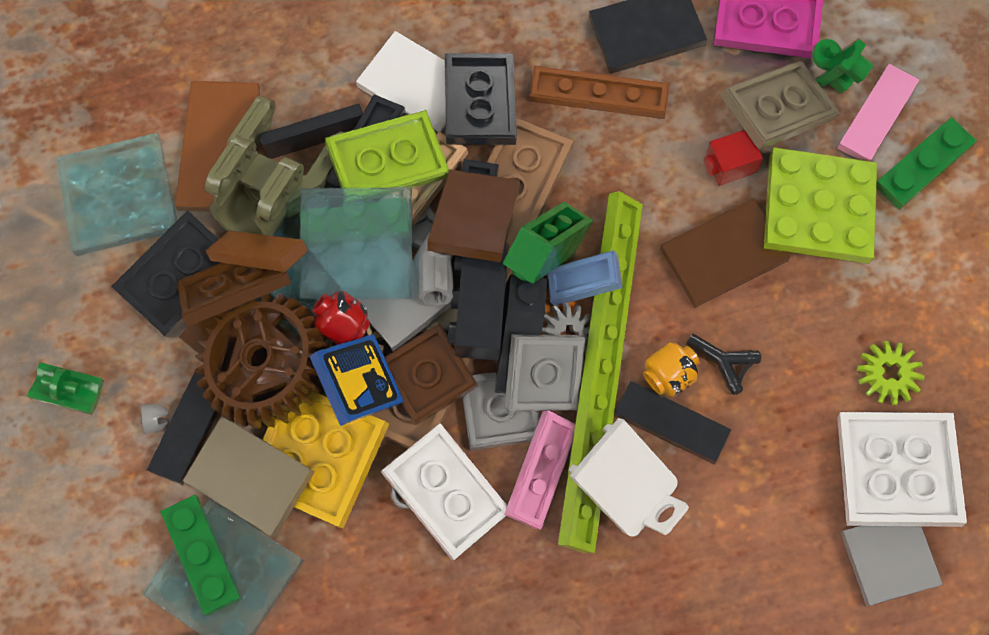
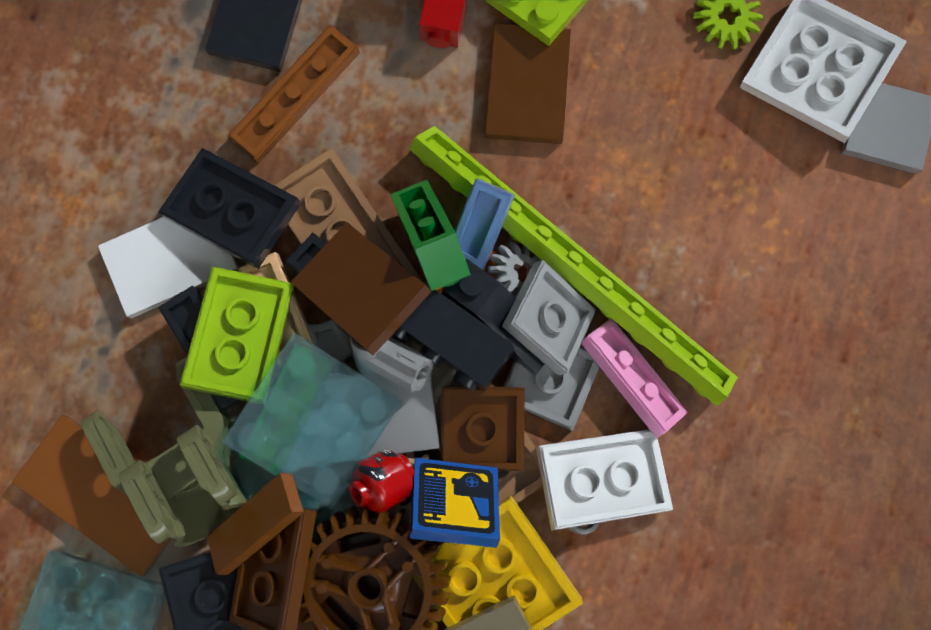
camera: 60 degrees left, 10 degrees up
(309, 131) = (153, 391): black tile -> none
(628, 481) = (704, 305): white piece -> none
(671, 369) = (613, 201): light orange head -> none
(672, 422) = (658, 232): black tile -> none
(725, 361) = (629, 149): black piece -> none

